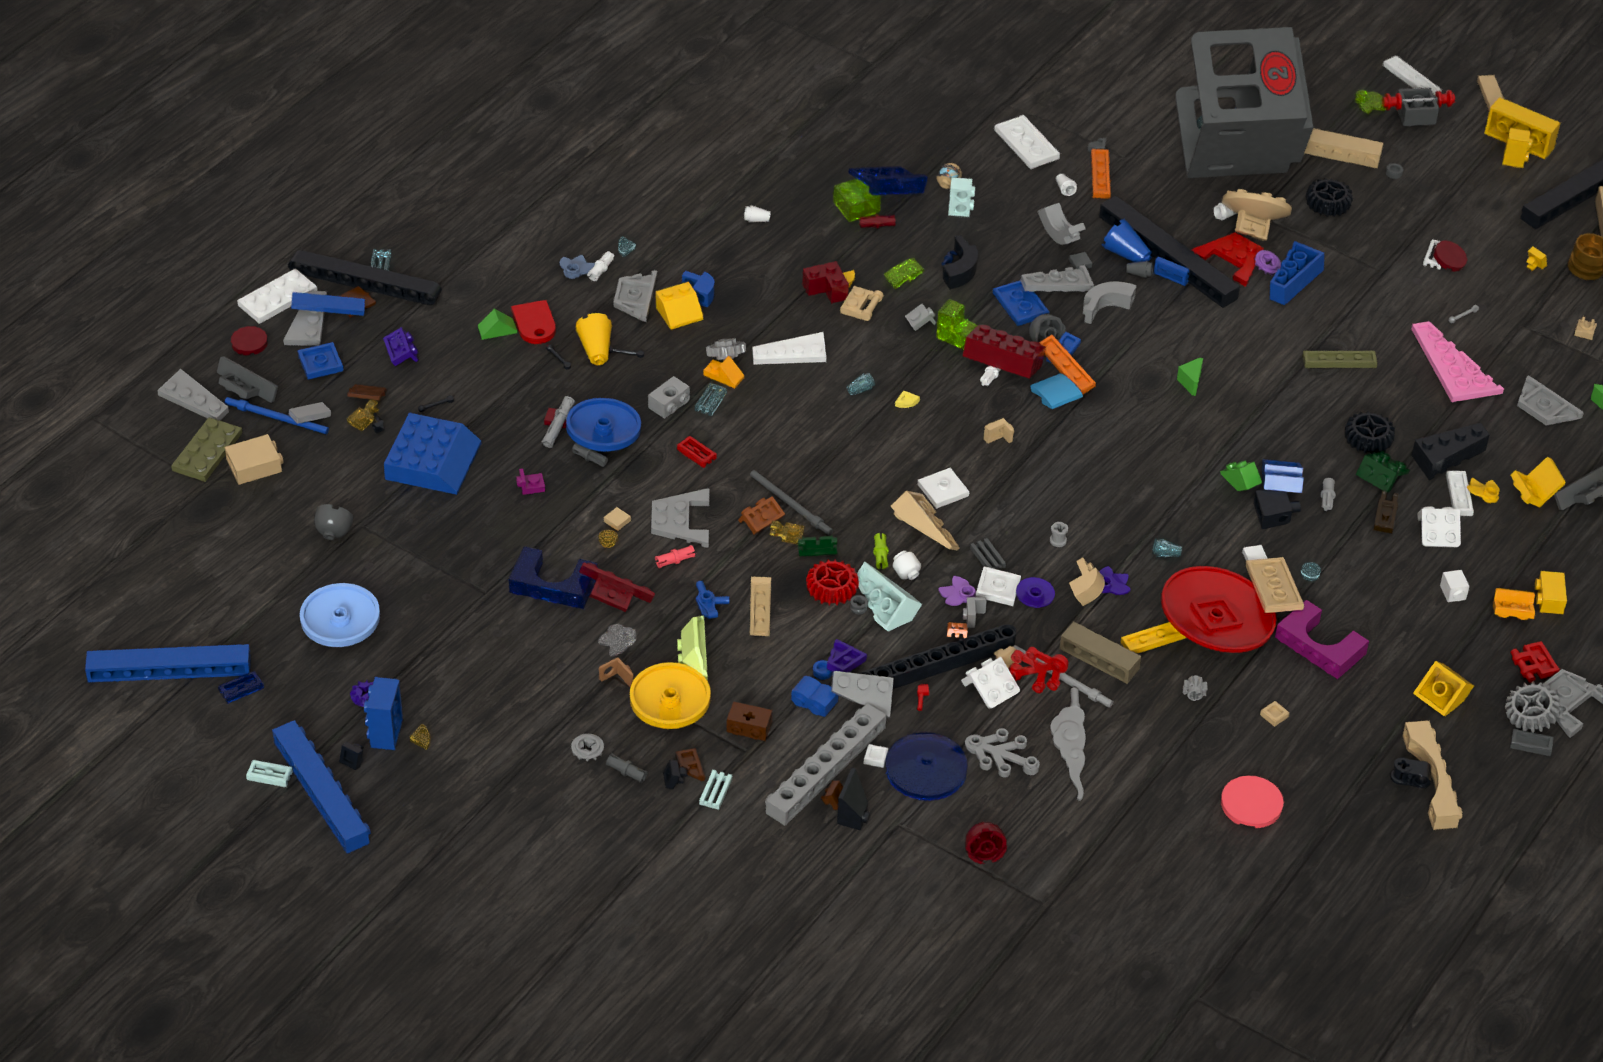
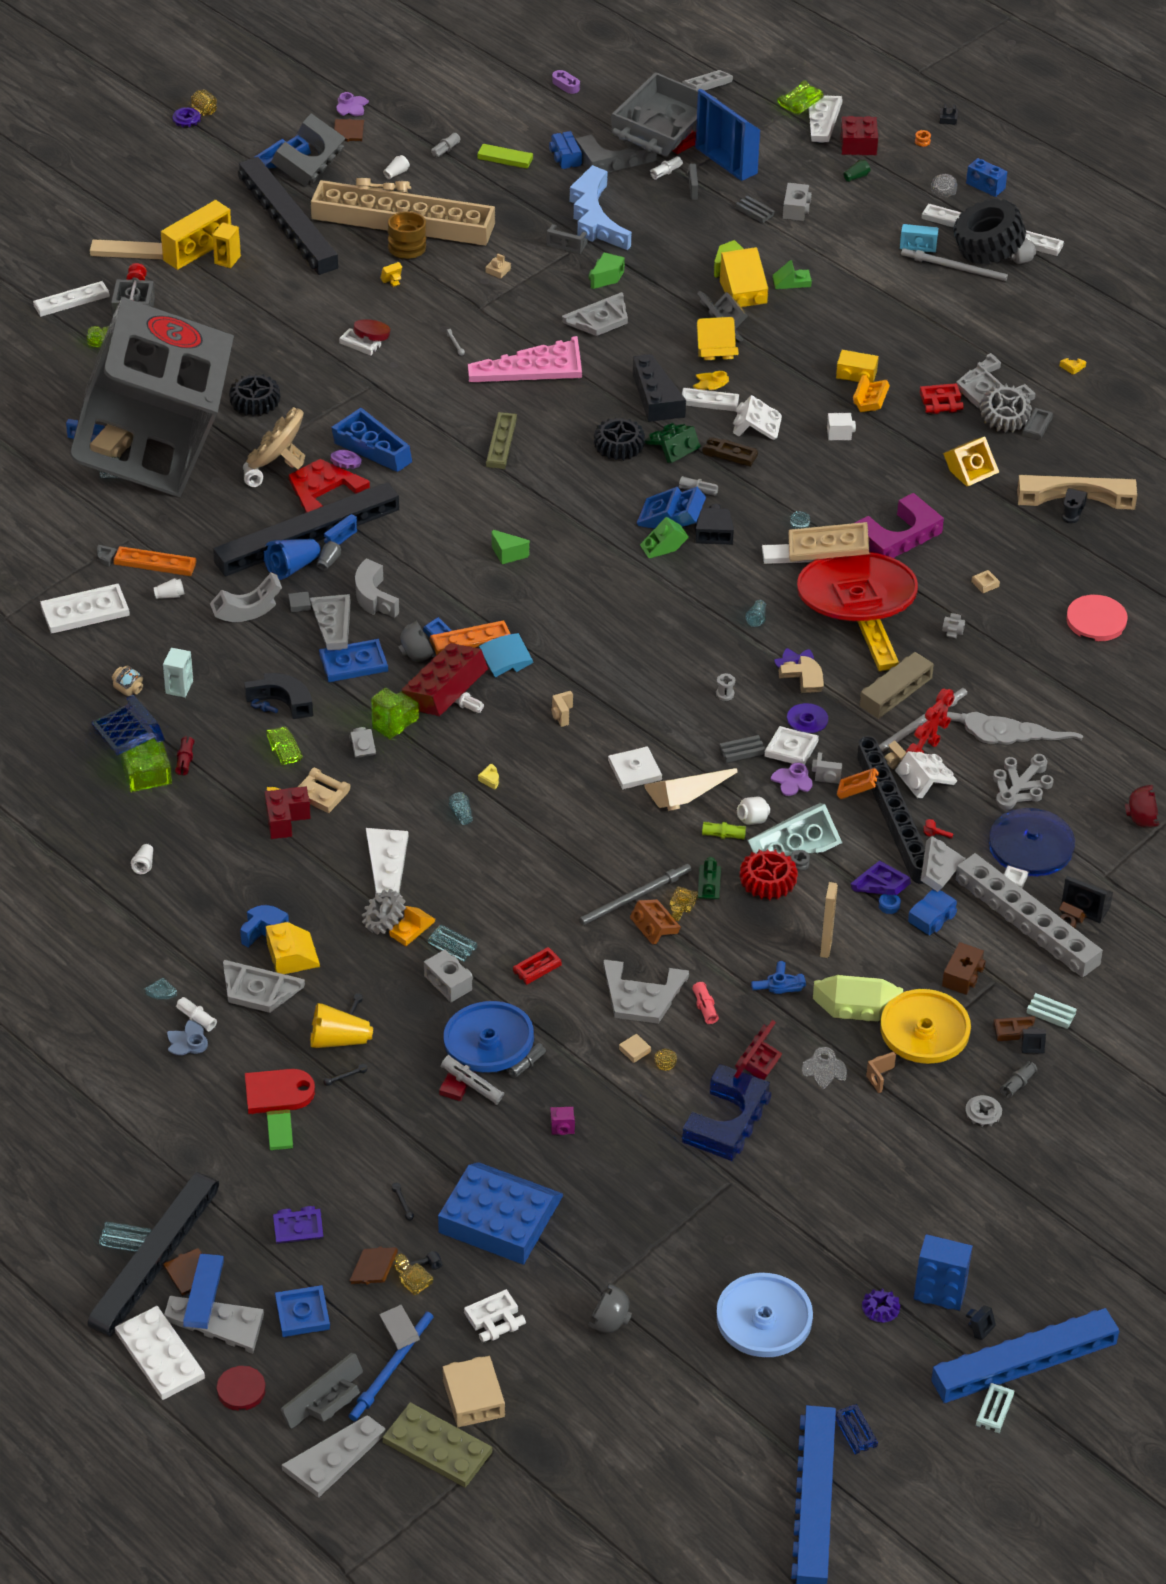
camera: 80 degrees left, 0 degrees up
(331, 460) = (493, 1309): none -> white plate

